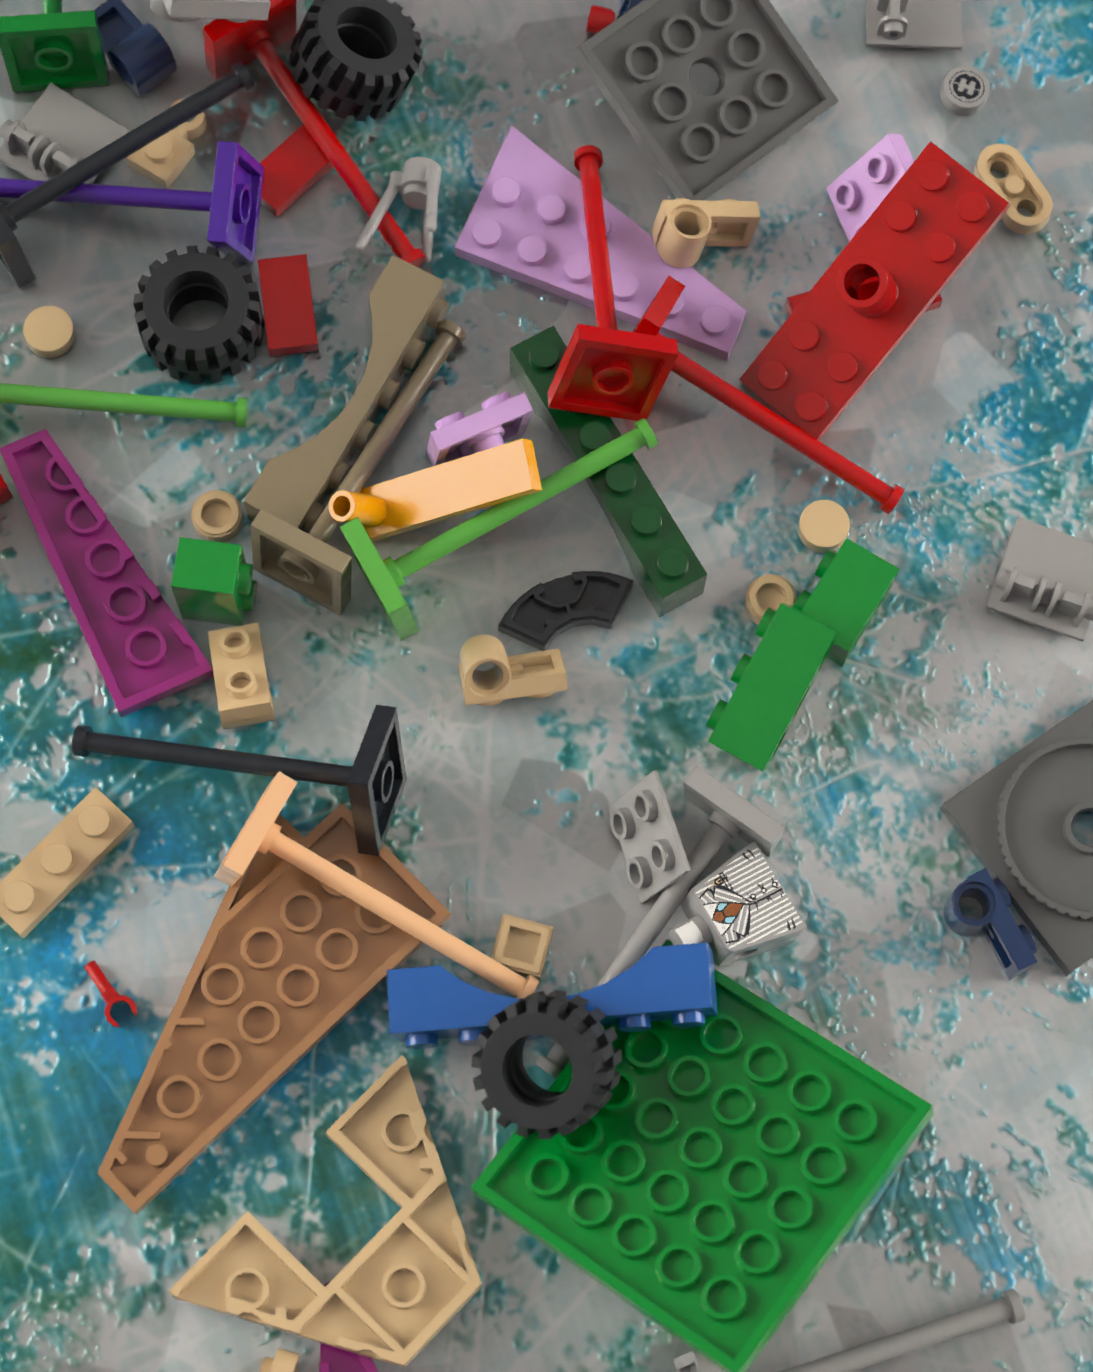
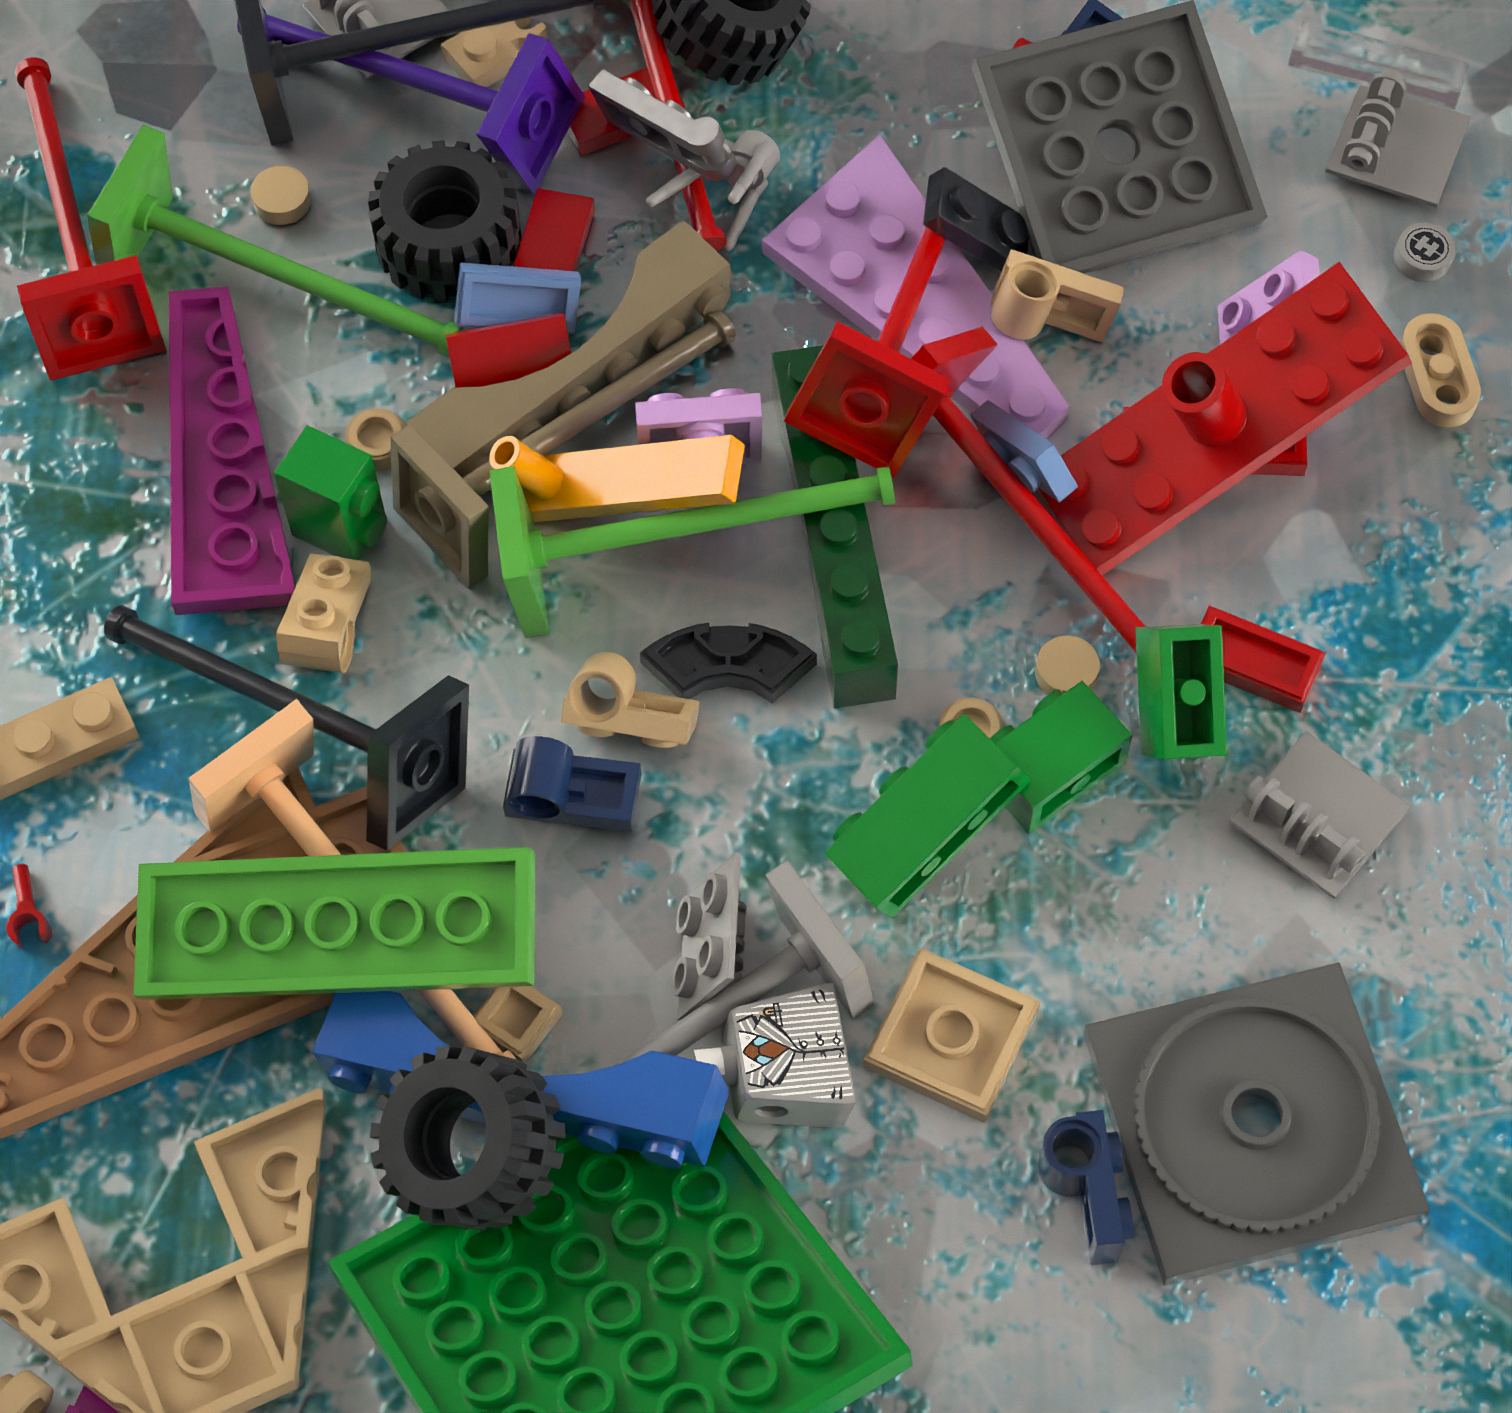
camera: 25 degrees right, 10 degrees down
(285, 363) = (508, 294): none -> medium blue tile
(295, 411) = (507, 350): none -> red tile
(346, 179) = (664, 126): none -> flat silver plate
(371, 932) = (336, 924): none -> bright green plate
(490, 754) = (564, 788): none -> dark blue plate
(620, 180) = (973, 219): none -> black plate
(740, 368) = (1024, 451): none -> medium blue plate
(847, 844) = (951, 1034): none -> tan tile
(923, 522) = (1181, 691): none -> green brick
(958, 471) = (1266, 660): none -> red tile

